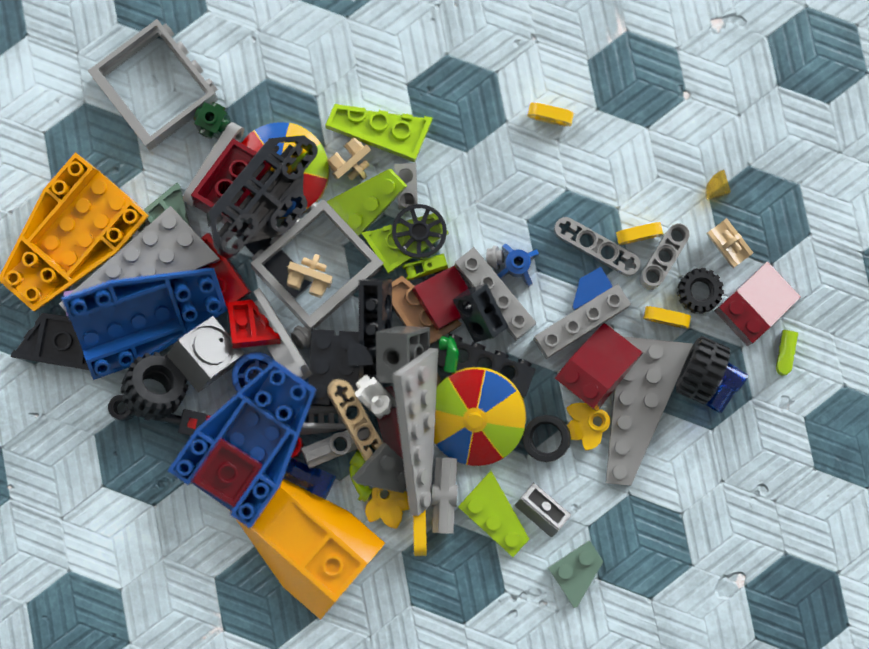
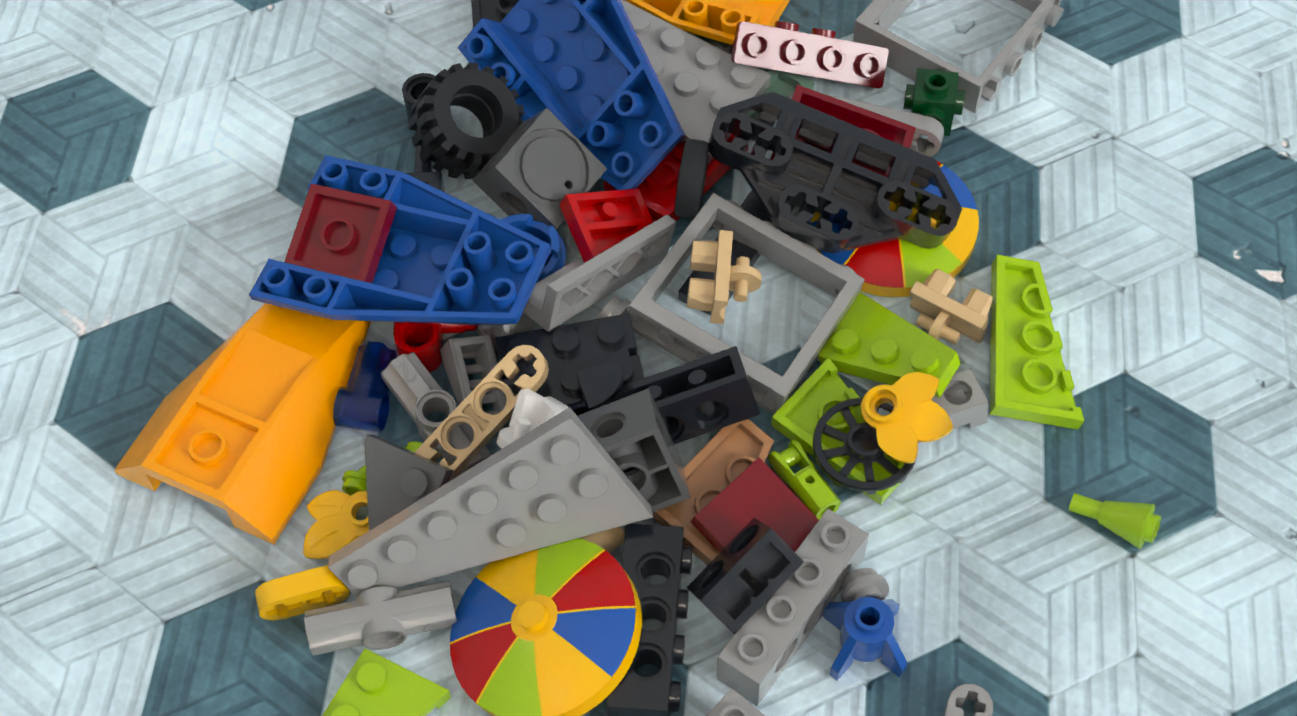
camera: 75 degrees right, 25 degrees down
(160, 179) = (809, 54): none -> bracket
(240, 272) = (691, 178): none -> black tyre
(418, 204) = (912, 418): none -> yellow plate
(452, 353) = (650, 543): green arm -> none
(492, 118) = (1128, 520): none -> lime cone
(550, 114) = (1182, 620): yellow beam -> none

